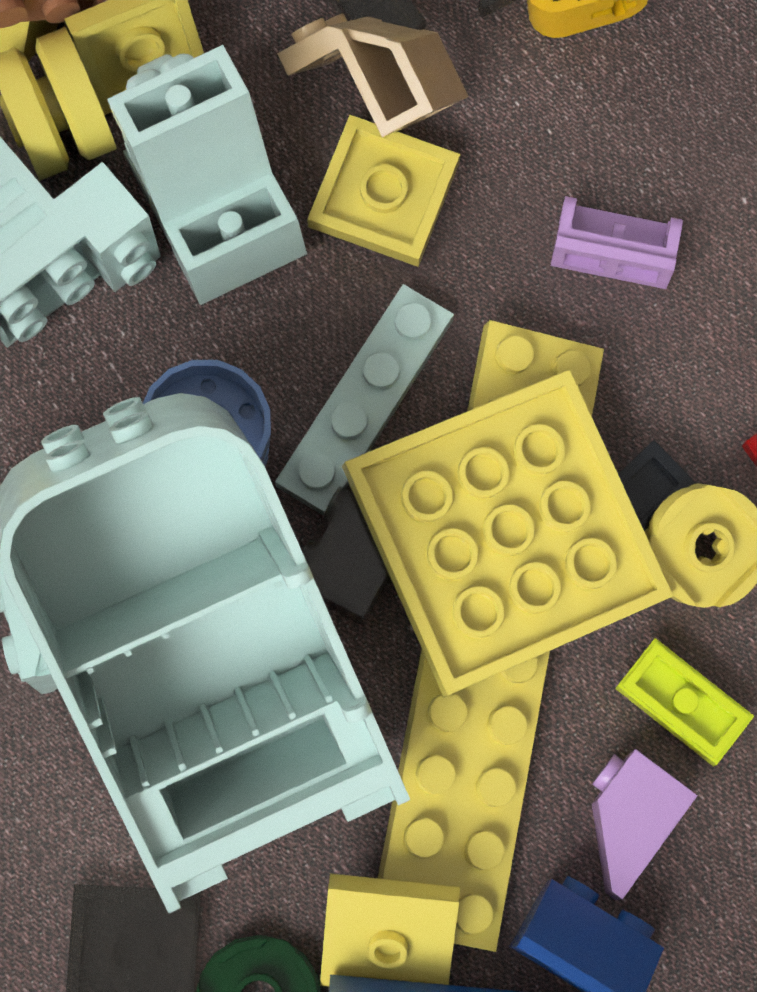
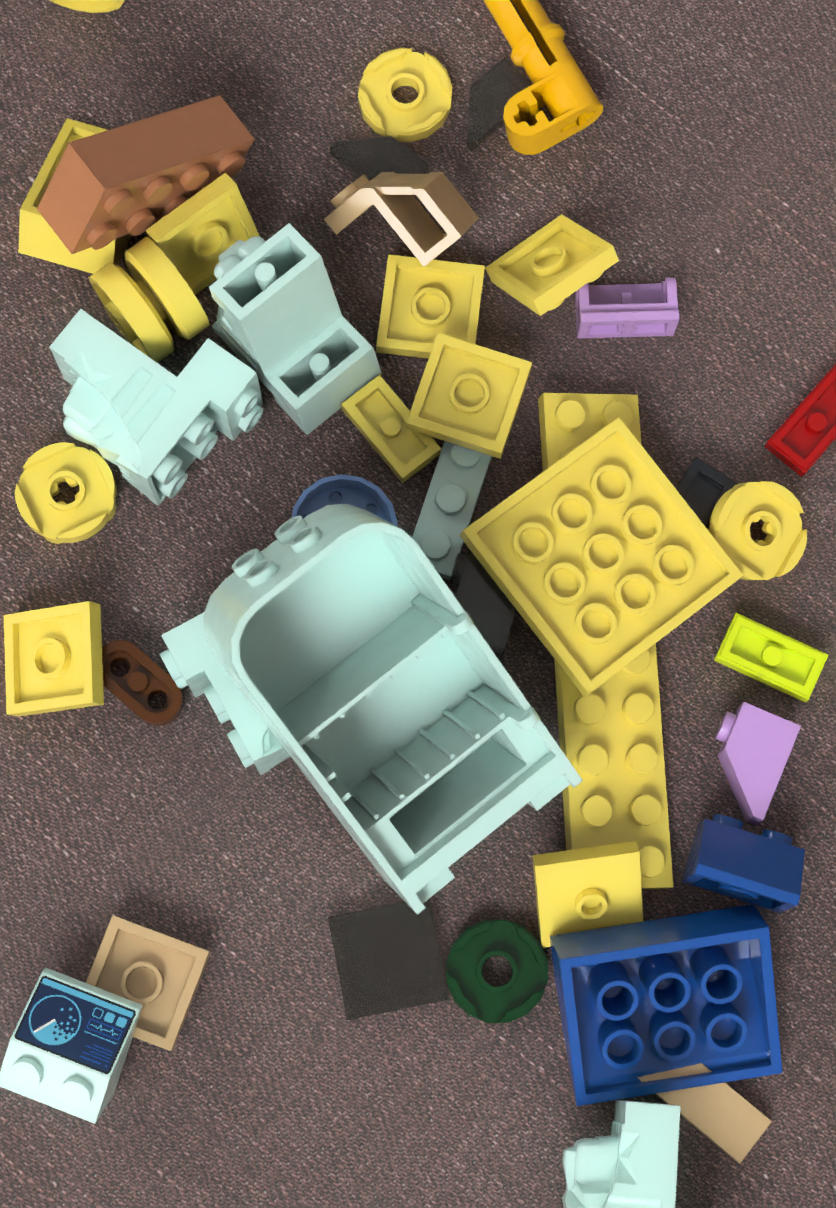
camera: 15 degrees left, 0 degrees up
(300, 320) = (382, 422): none -> light yellow plate
(399, 302) = (469, 395): none -> light yellow plate
(539, 171) = (552, 264): none -> light yellow plate

